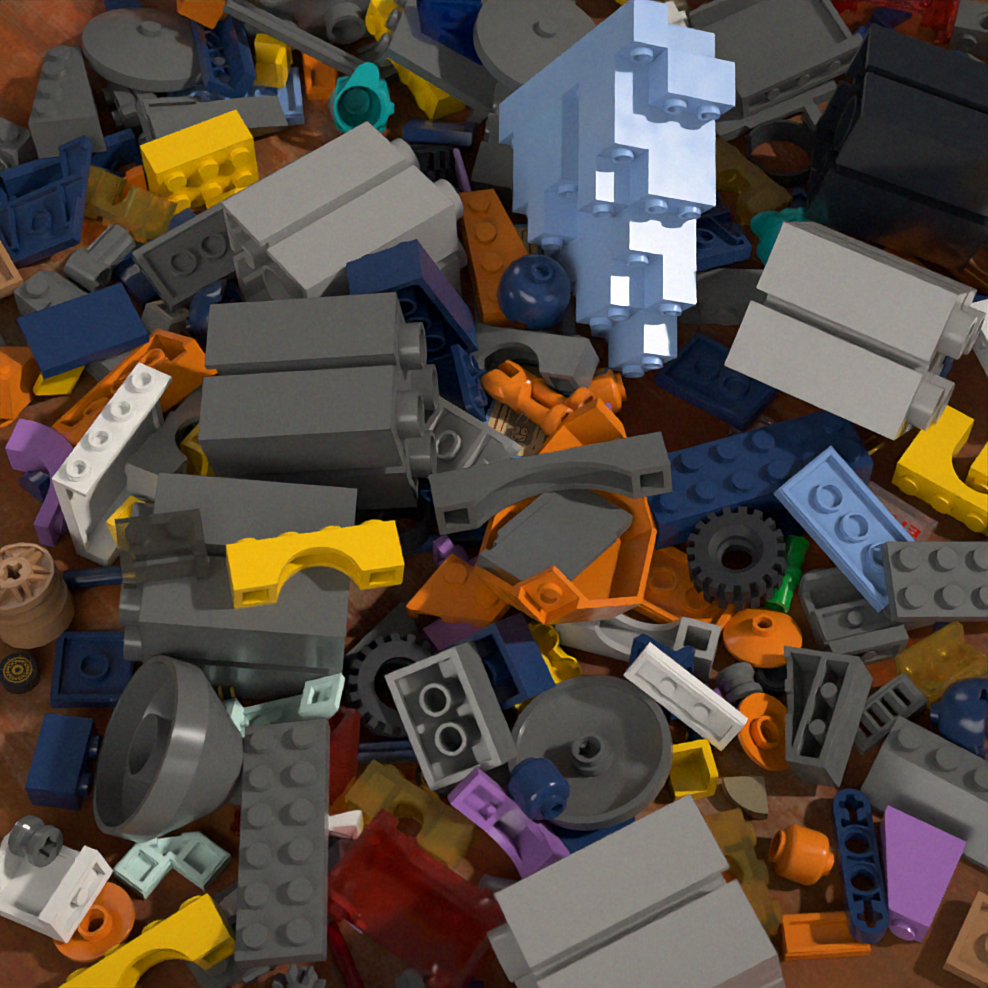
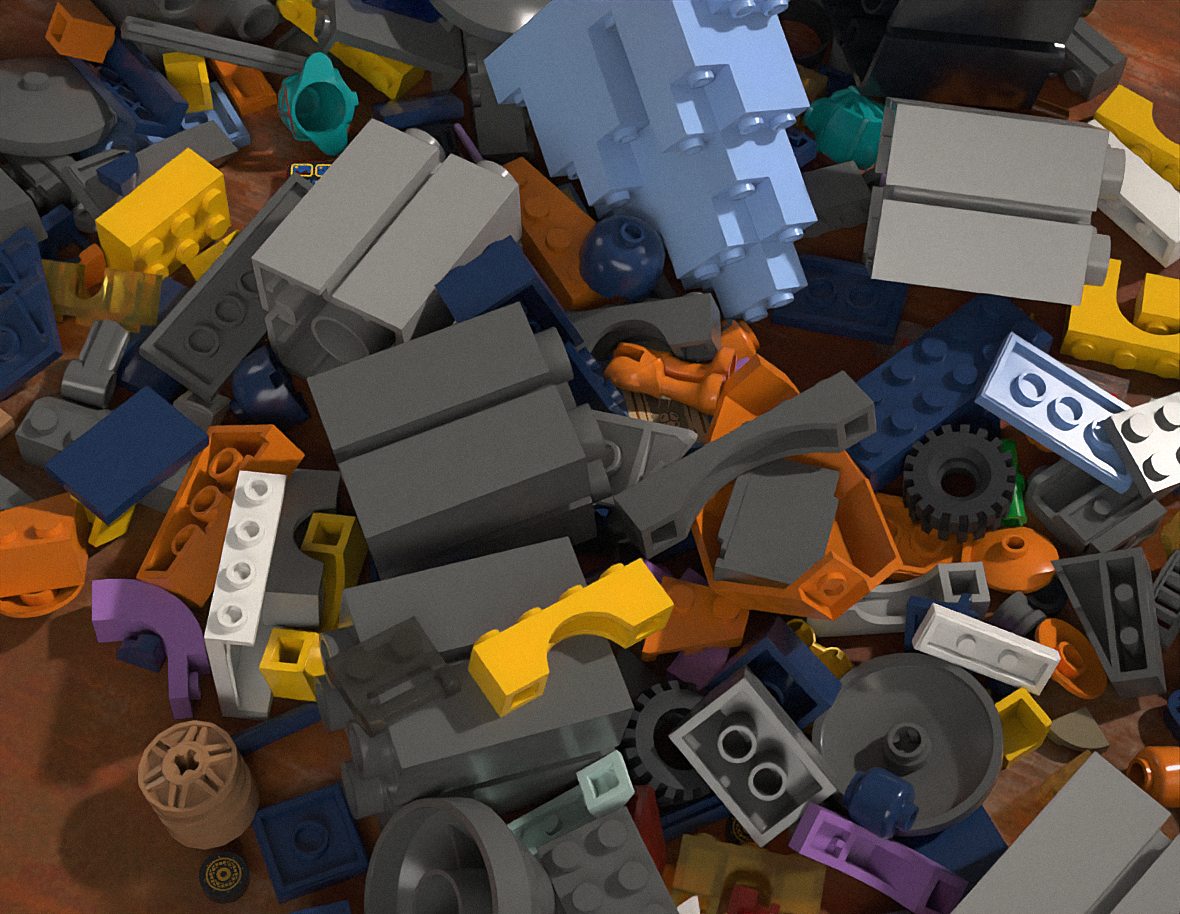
camera: 25 degrees left, 0 degrees up
(174, 115) = (120, 174): none -> dark blue tile

